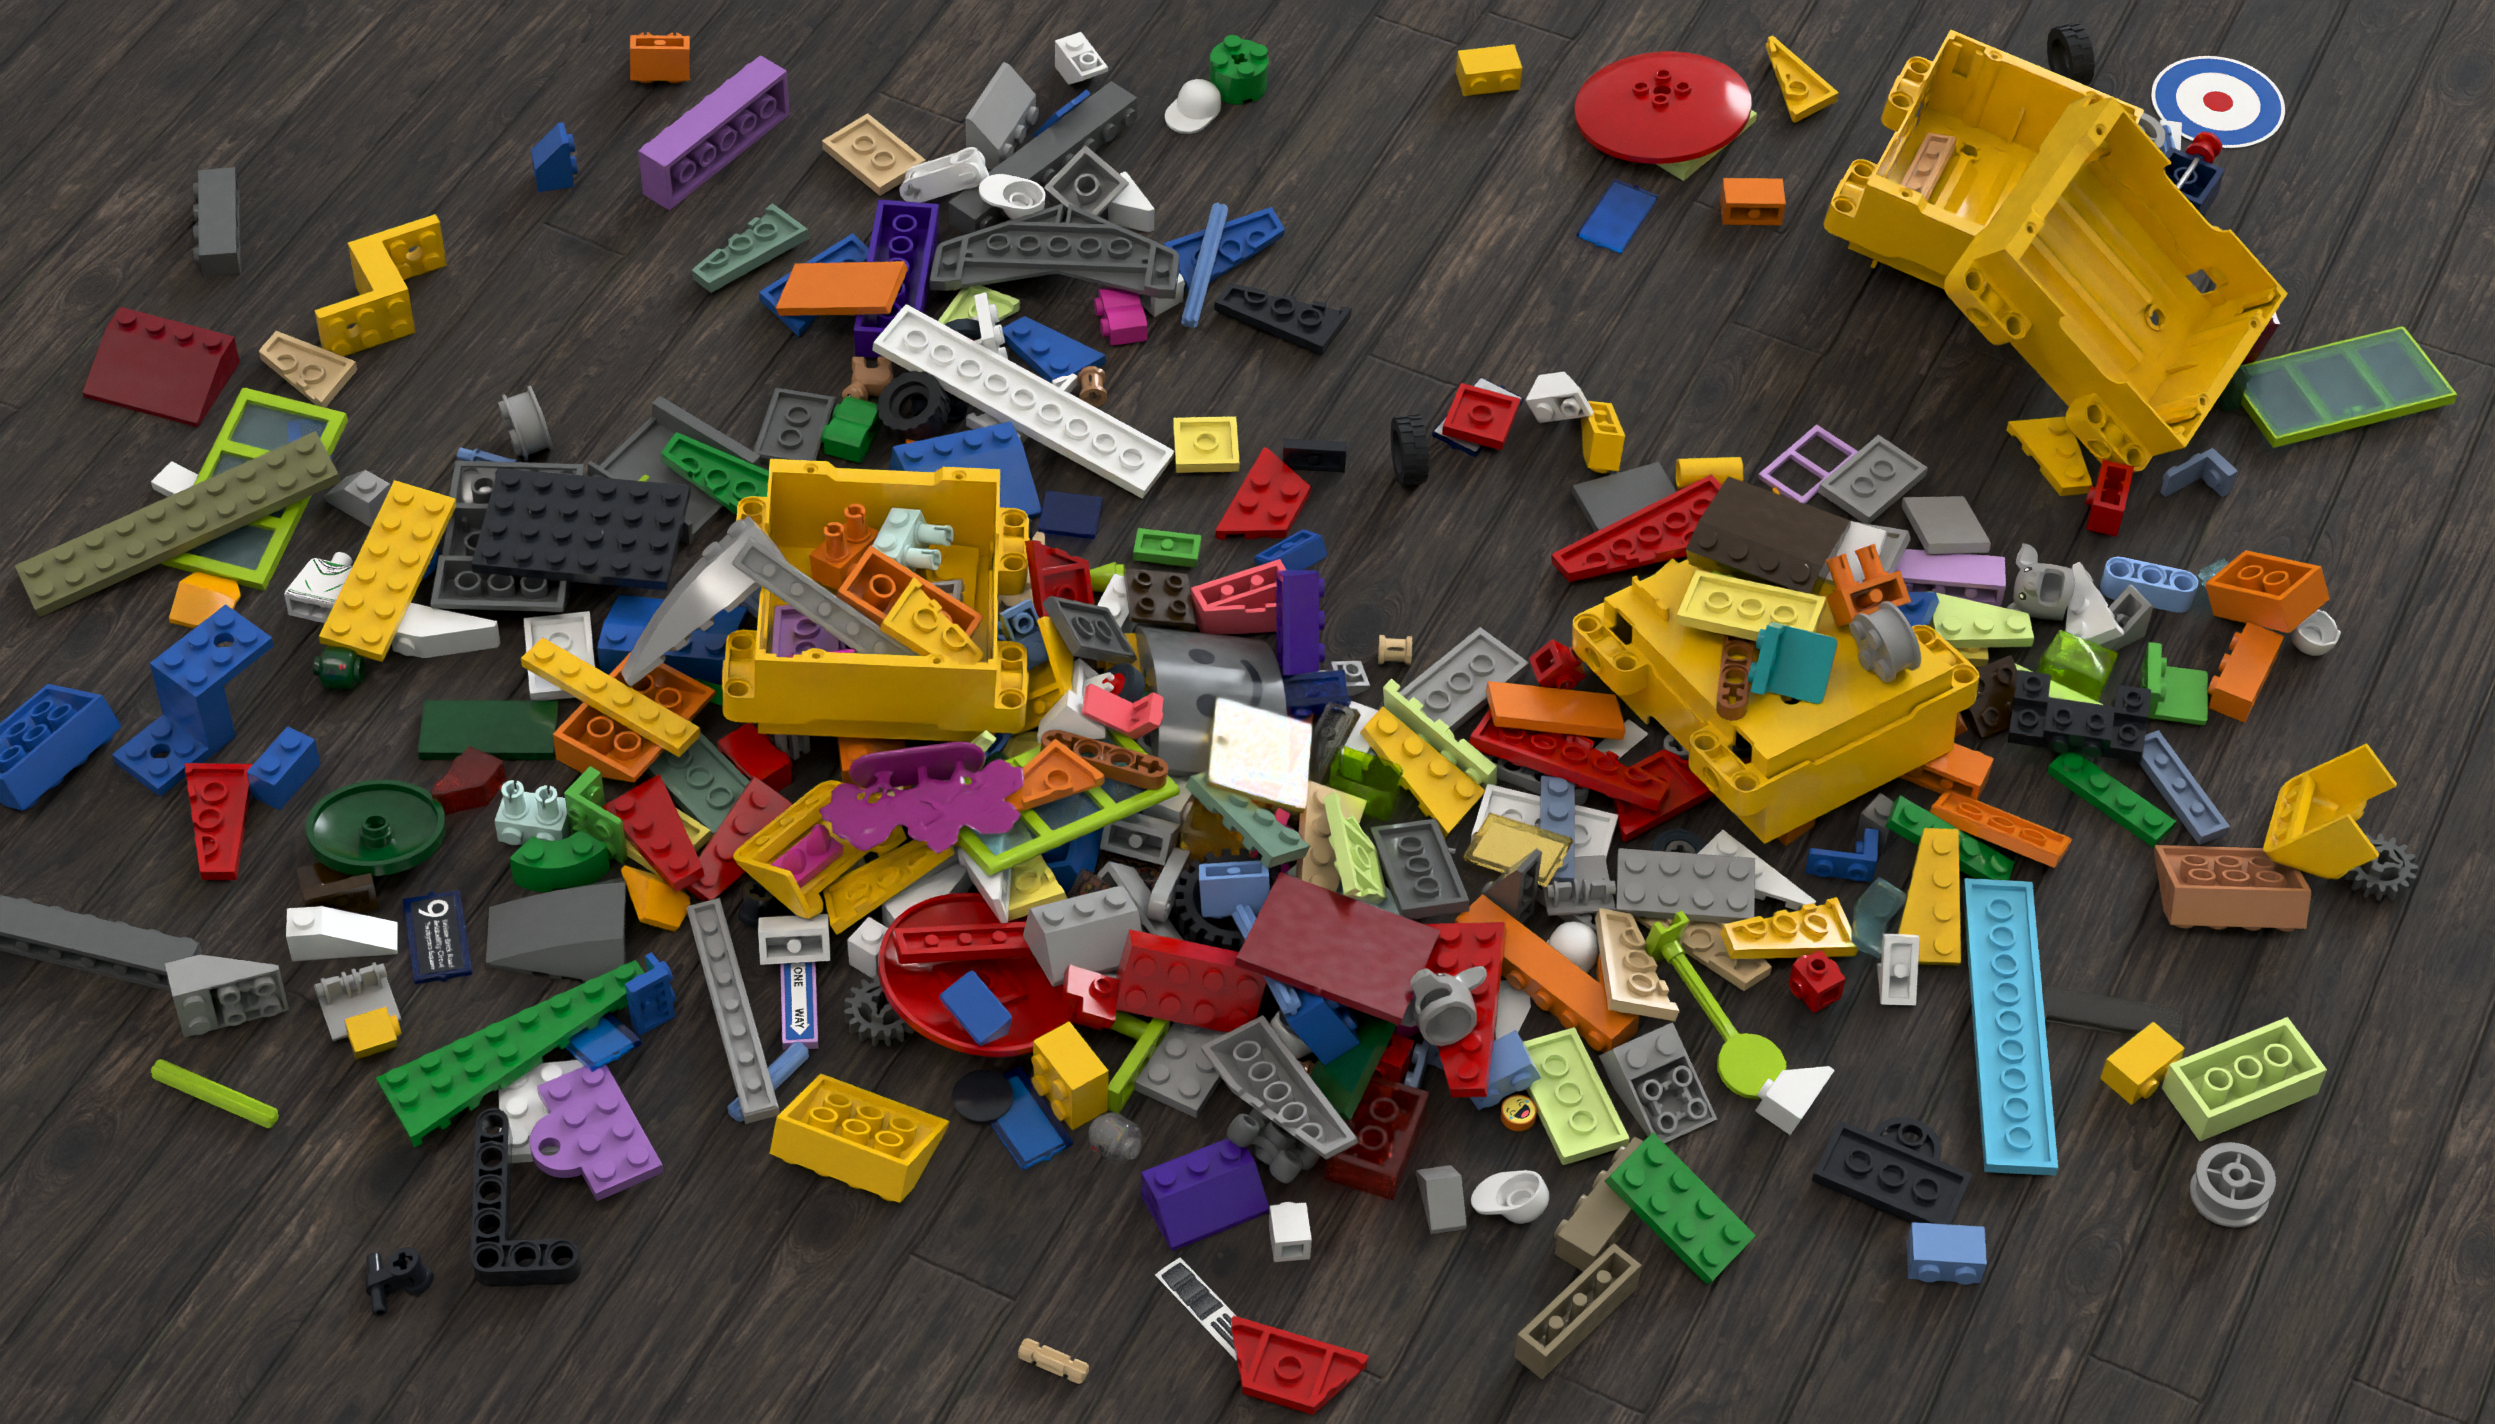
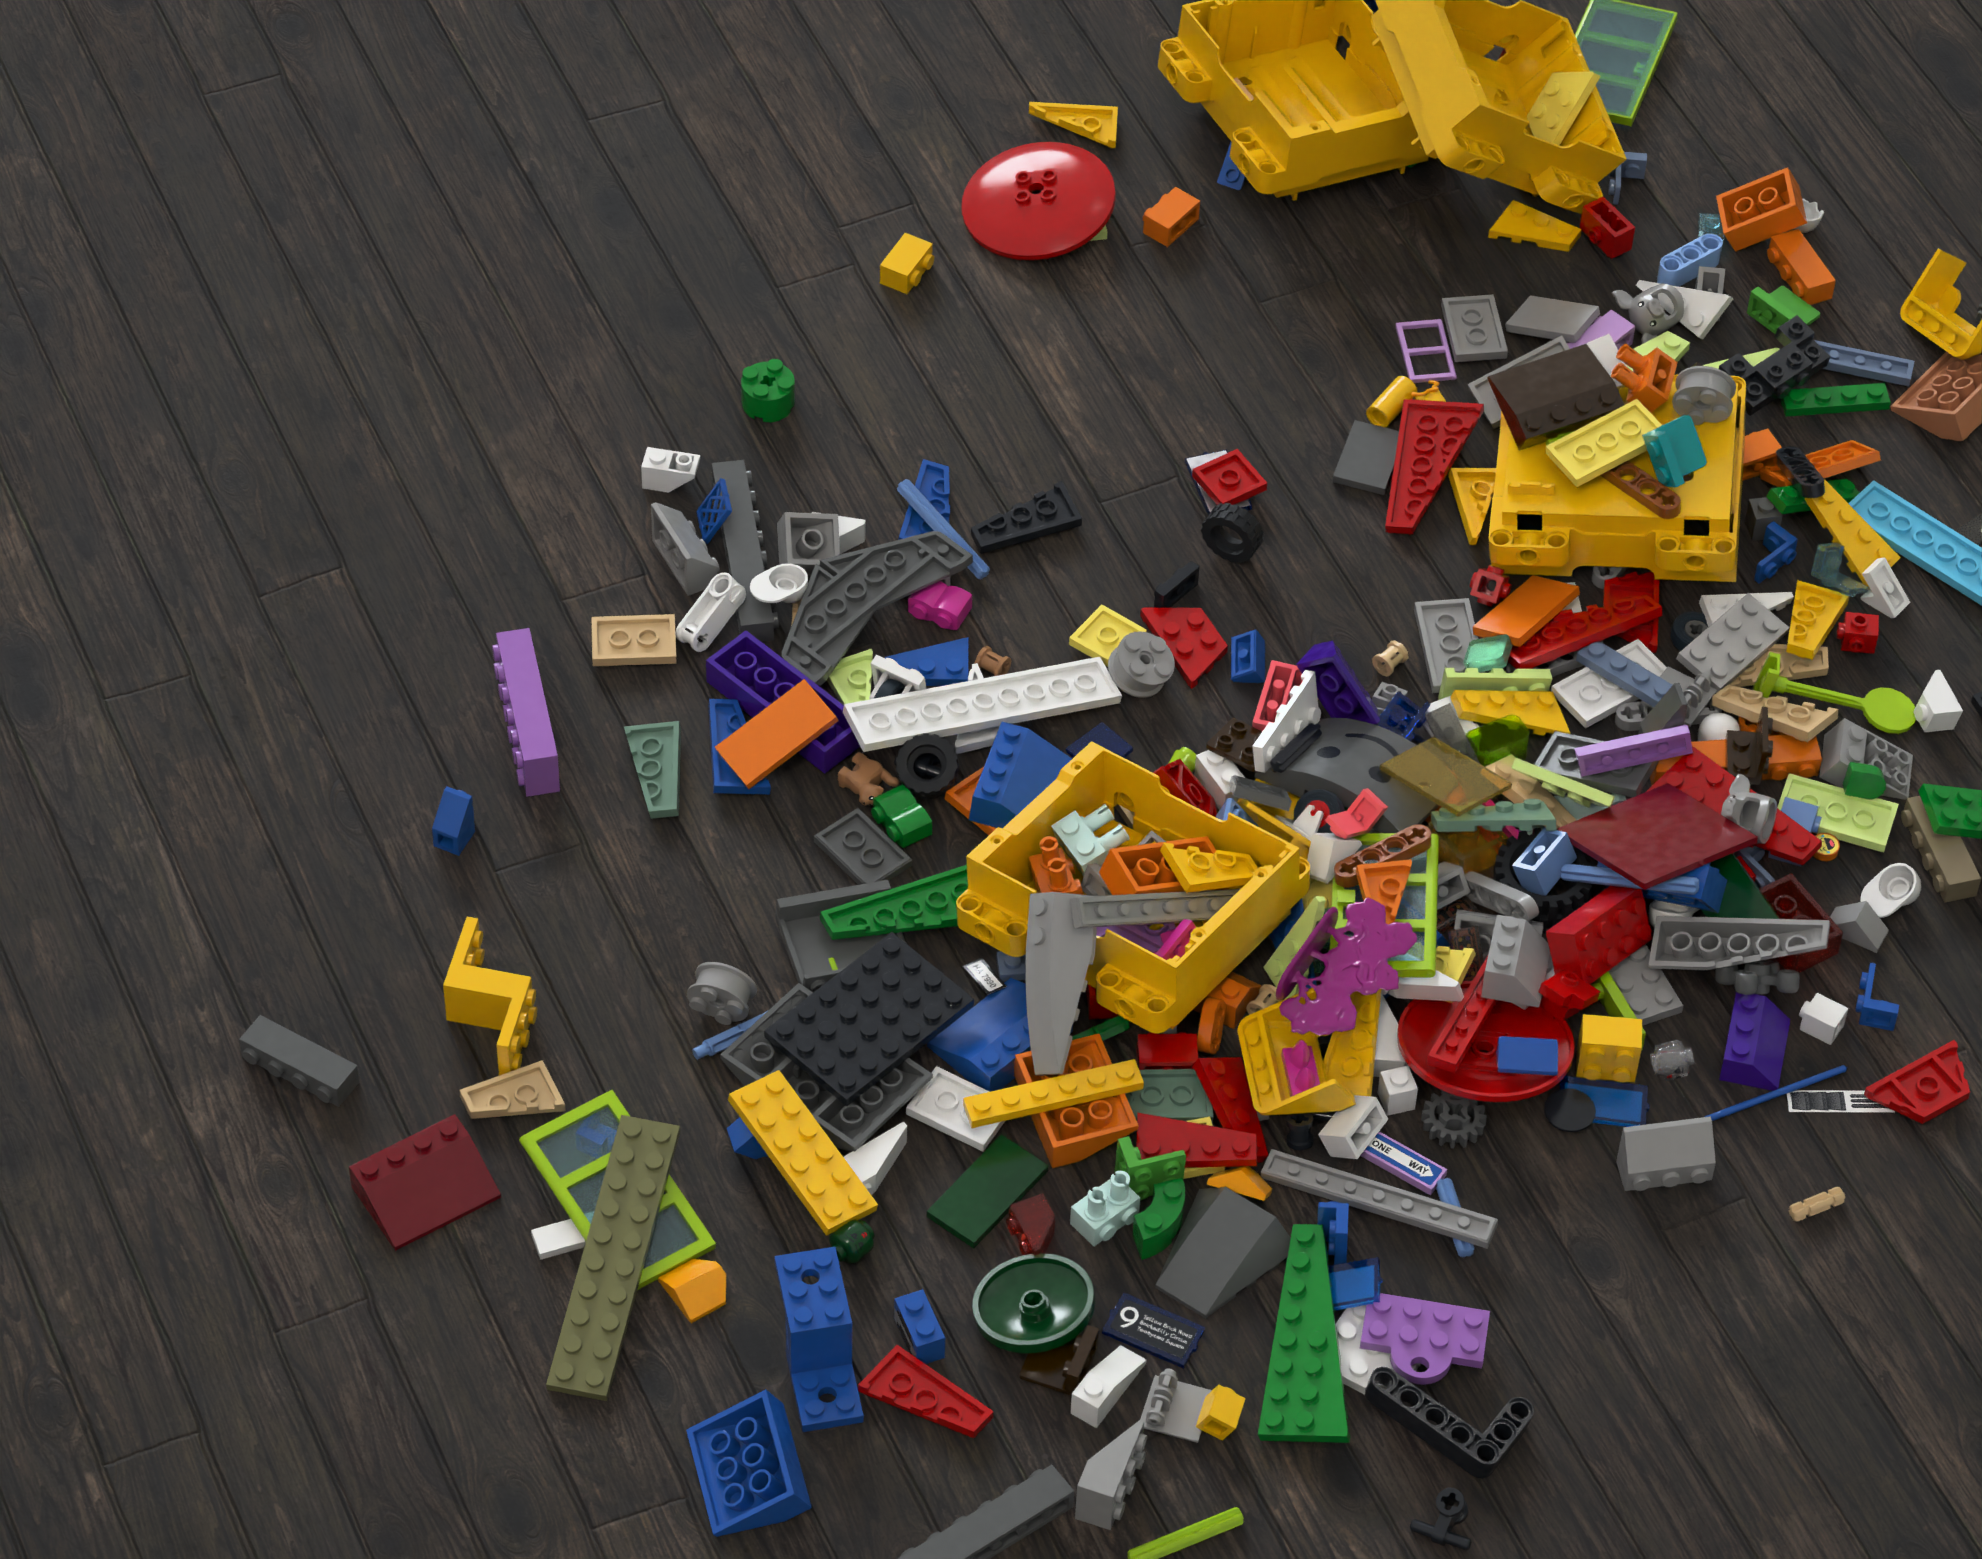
camera: 50 degrees left, 0 degrees up
(318, 587) = (764, 1208): white torso -> none
(359, 496) = (696, 1132): light grey slope -> none
(659, 58) = (403, 696): orange brick -> none
(812, 768) = (1211, 1025): none -> orange beam
(857, 1137) = (1551, 1195): yellow slope -> none
(985, 1197) = (1666, 1154): none -> light grey slope
(1163, 1249) = (1776, 1093): none -> blue axle
(1167, 547) = (1182, 717): bright green plate -> none
(1185, 631) = (1295, 748): none -> black axle
(1191, 463) = (1141, 664): none -> light grey wheel
(1194, 108) = (769, 439): white cap -> none
(1221, 612) = (1289, 721): none -> white wing
(1343, 1256) = (1874, 1012): none -> blue bracket
(1449, 878) = (1634, 750): none -> medium lavender fence
(1460, 709) = (1488, 653): none -> clear green piece
(1506, 841) = (1627, 702): clear yellow piece -> none
(1546, 970) = (1750, 751): none -> dark brown bracket
(1557, 398) = (1258, 428): white slope -> none
(1602, 438) = (1308, 432): yellow slope -> none
(1617, 216) = (1106, 292): clear blue piece -> none
(1618, 1088) = (1864, 781): none -> green piece
(1949, 807) = (1800, 472): none -> black beam
(2078, 664) = (1724, 338): clear neon green piece -> none
(2185, 361) = (1560, 104): none -> light yellow wing

